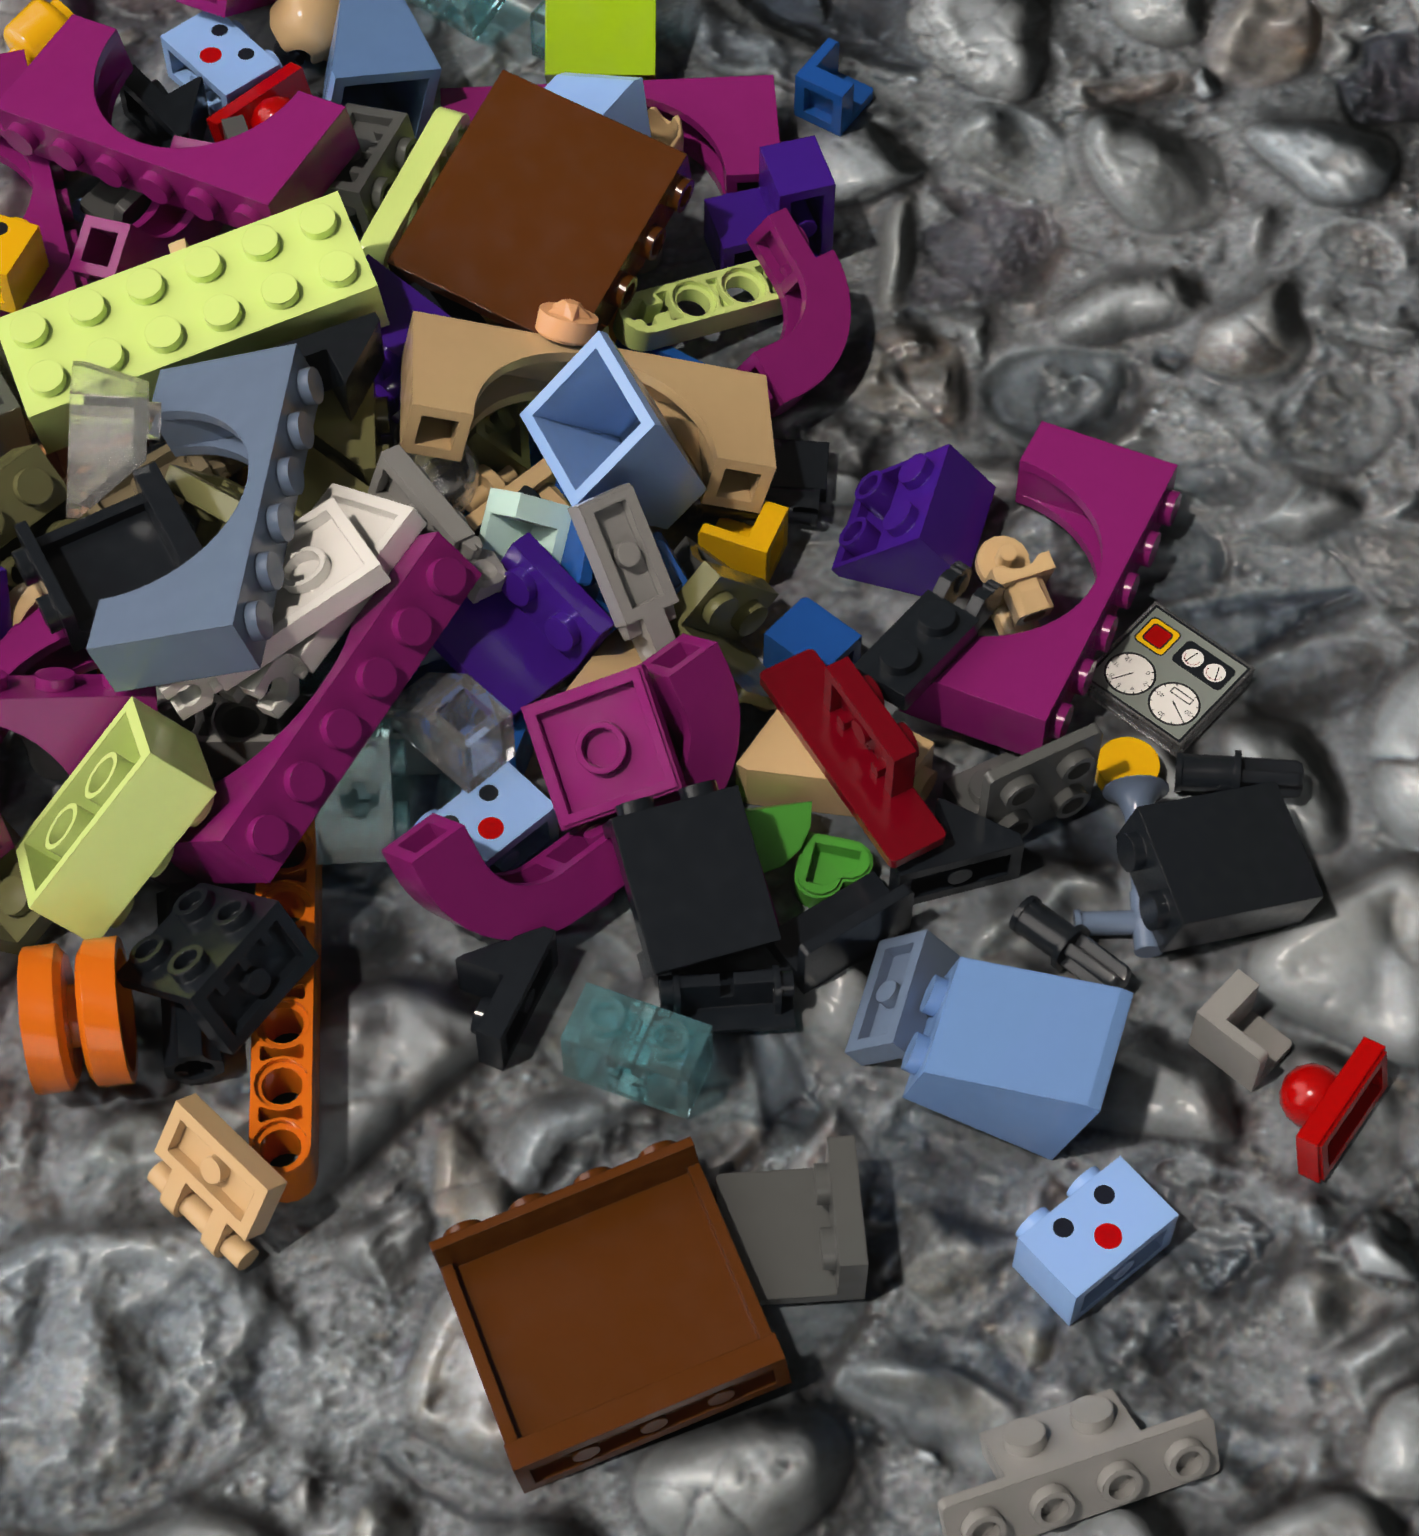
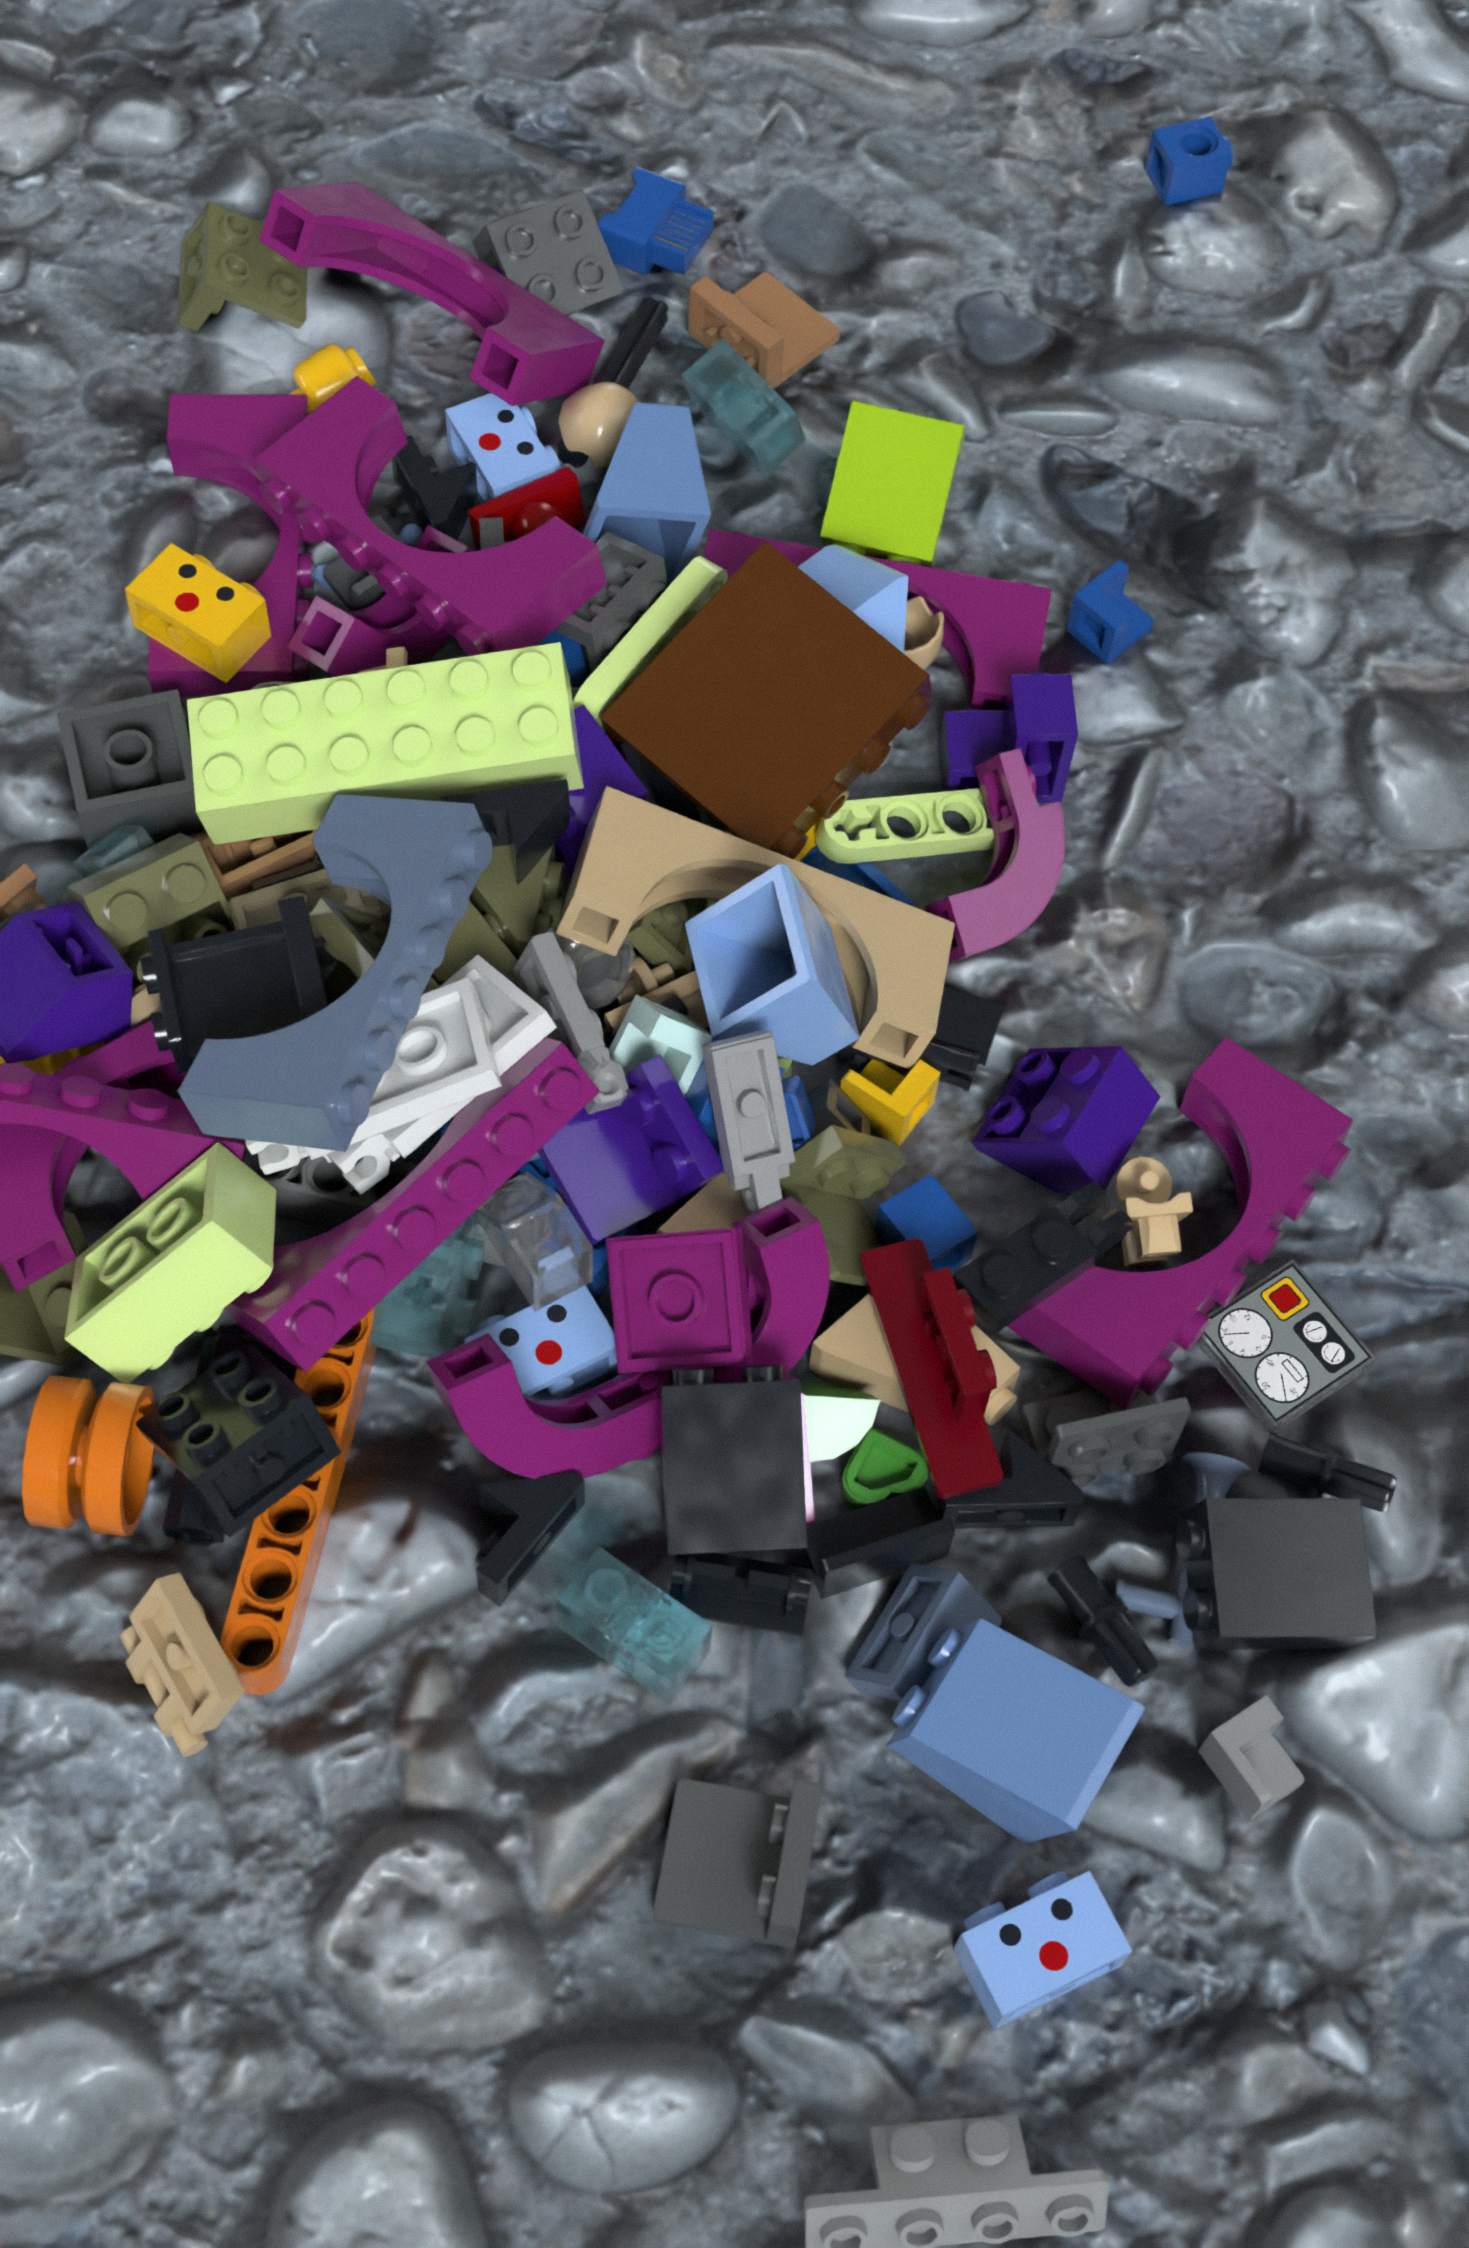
camera: 10 degrees right, 5 degrees up
(106, 432) = (262, 851): clear slope -> none
(566, 322) = (761, 829): light nougat tile -> none
(608, 1313) = (531, 1903): reddish brown panel -> none
(1125, 758) = (1216, 1430): yellow tile -> none
(1332, 1105) = (1325, 1863): red tile -> none

